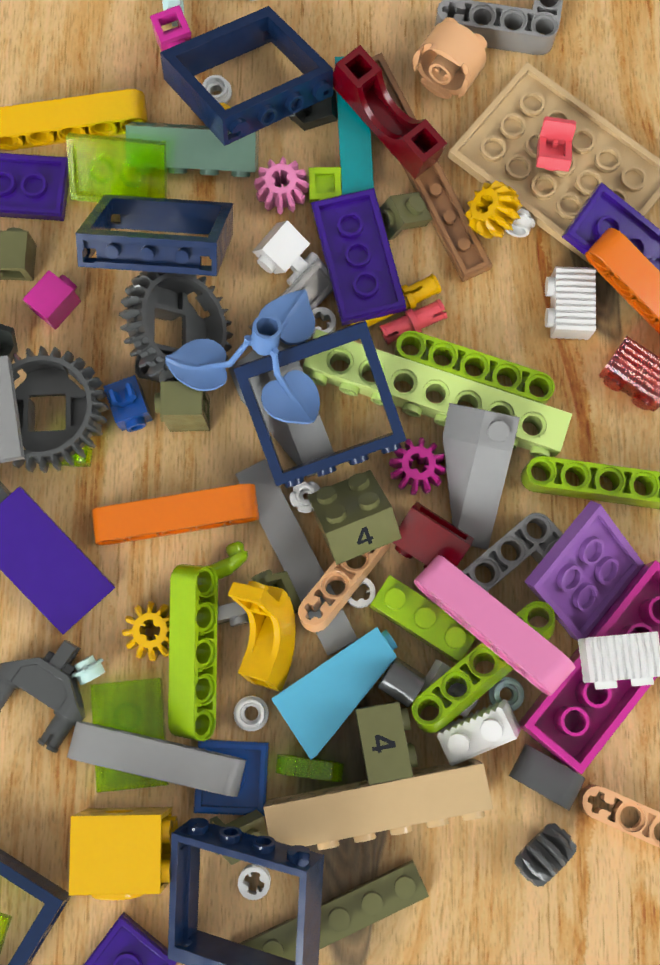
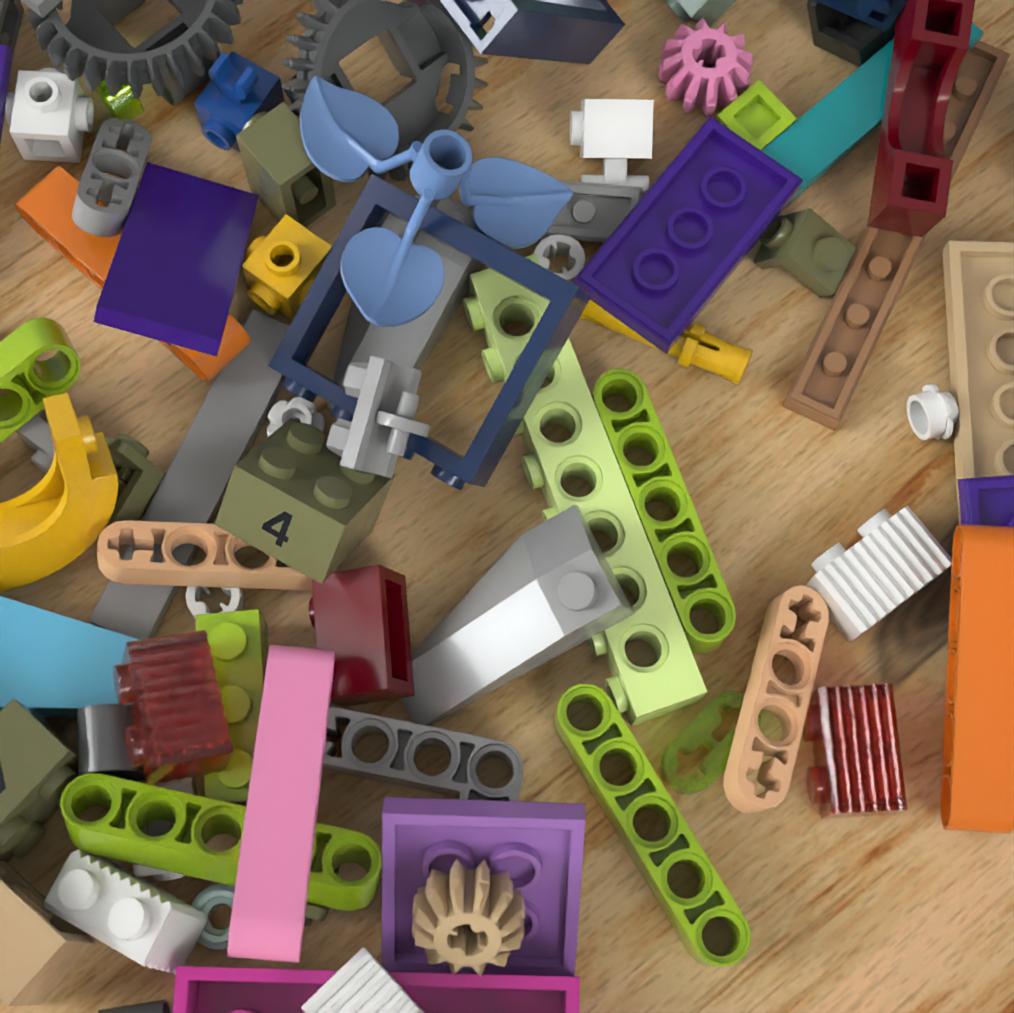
camera: 45 degrees right, 5 degrees down
(62, 494) = (49, 116): none -> white brick
(124, 498) = (116, 191): none -> light grey beam
(194, 486) = (178, 260): none -> dark purple tile
(230, 432) = (283, 266): none -> yellow brick
(236, 558) = (113, 394): lime arm -> none
(352, 452) = (381, 416): none -> light grey hips
(413, 321) = (665, 379): coral pin -> none
(413, 641) = (174, 707): none -> clear red brick
(422, 456) = (432, 542): dark pink gear -> none
(493, 210) = (914, 359): yellow gear -> none
(596, 430) = (692, 736): none -> clear neon green beam
(599, 384) = (784, 700): none -> light nougat beam
(599, 586) = (468, 917): none -> tan gear

